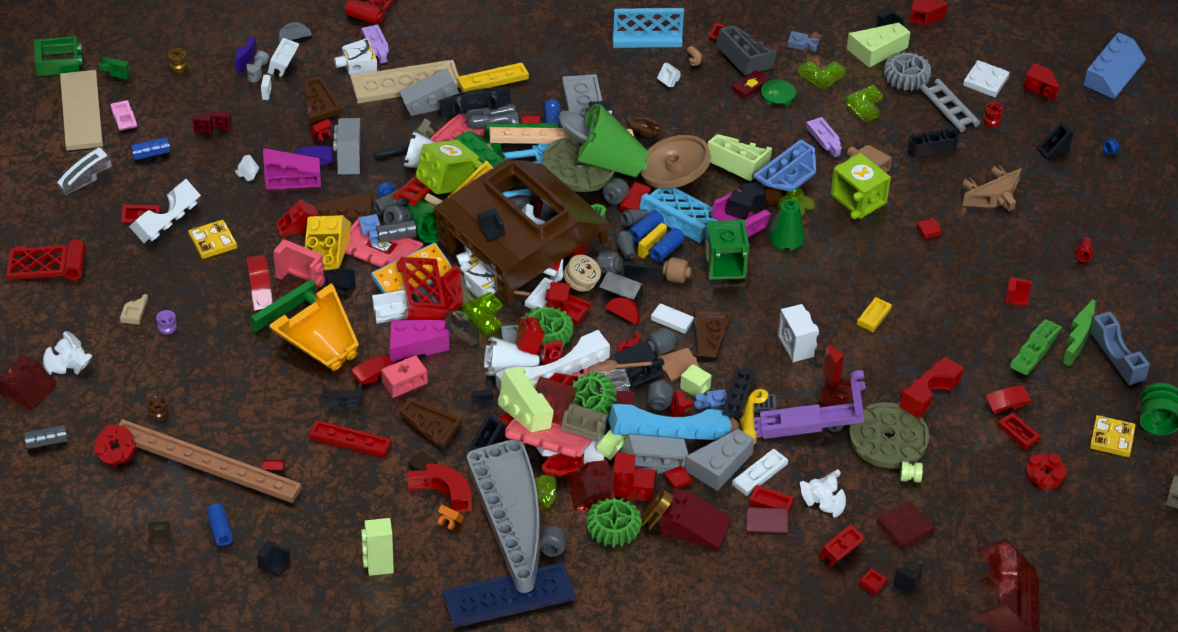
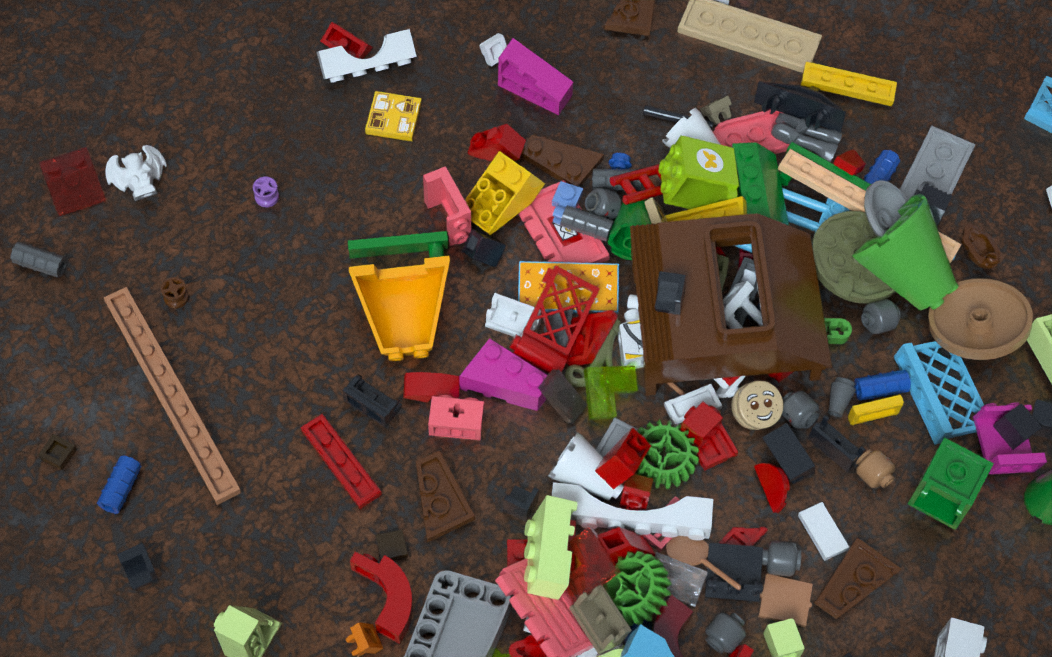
camera: 35 degrees right, 15 degrees up
(70, 261) = (229, 59): red piece -> none
(117, 455) = (85, 305): red plate -> none
(133, 311) = (248, 157): tan tile -> none
(259, 281) = (393, 193): red arch -> none
(273, 464) = (232, 444): red tile -> none
(321, 128) = (608, 43): red tile -> none
(324, 153) = (582, 74): dark purple slope -> none
(347, 144) = (620, 79): light grey wedge -> none
(425, 94) = (756, 63): light grey wedge -> none
(490, 432) = (486, 559): black slope -> none
(632, 216) = (875, 363): dark grey cone -> none
(633, 200) = (905, 332): red tile -> none
(666, 244) = (889, 425): blue axle -> none

